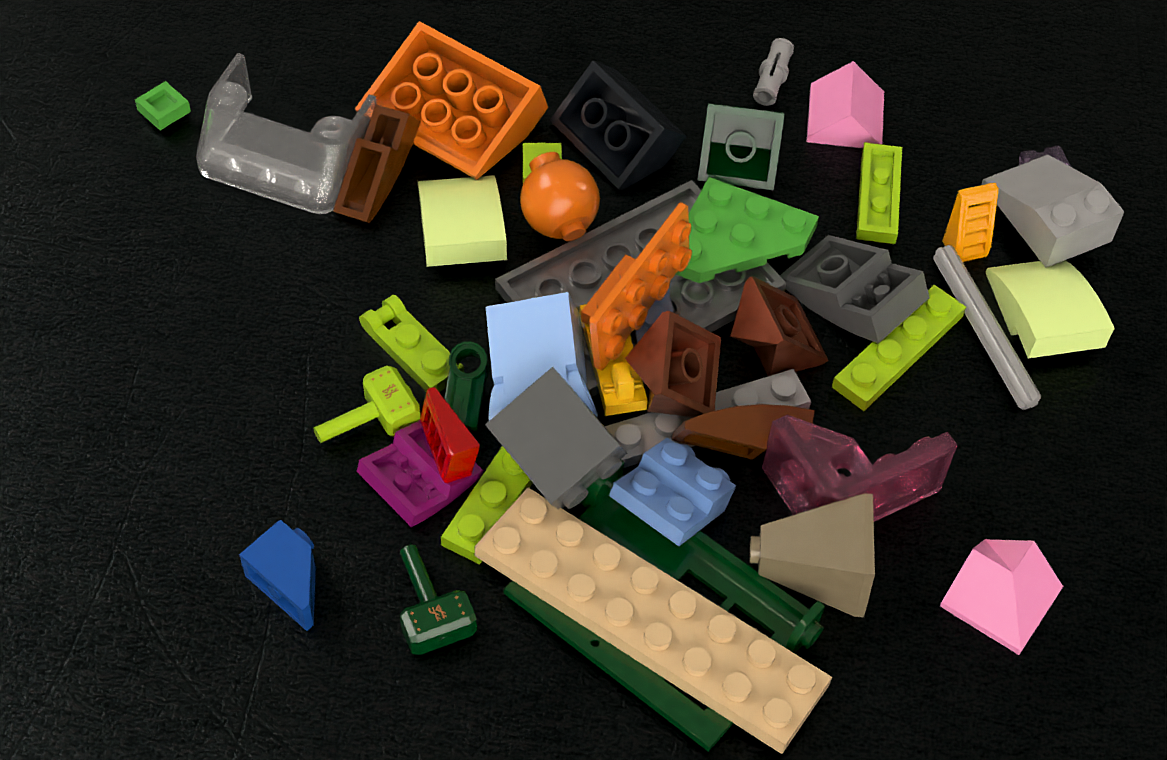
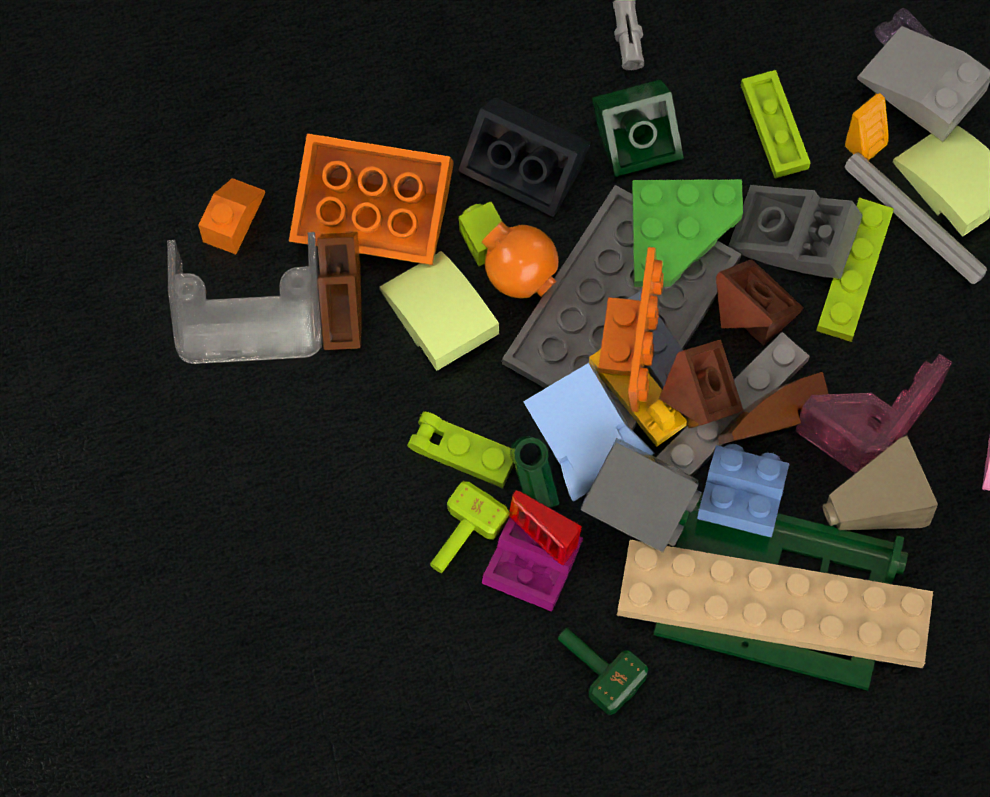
camera: 20 degrees left, 15 degrees up
(162, 105) = (115, 311): bright green plate -> none
(284, 570) = (480, 696): blue slope -> none
(314, 72) = (230, 215): none -> orange slope
(485, 505) = (602, 568): lime plate -> none
(845, 109) = (708, 47): bright pink slope -> none

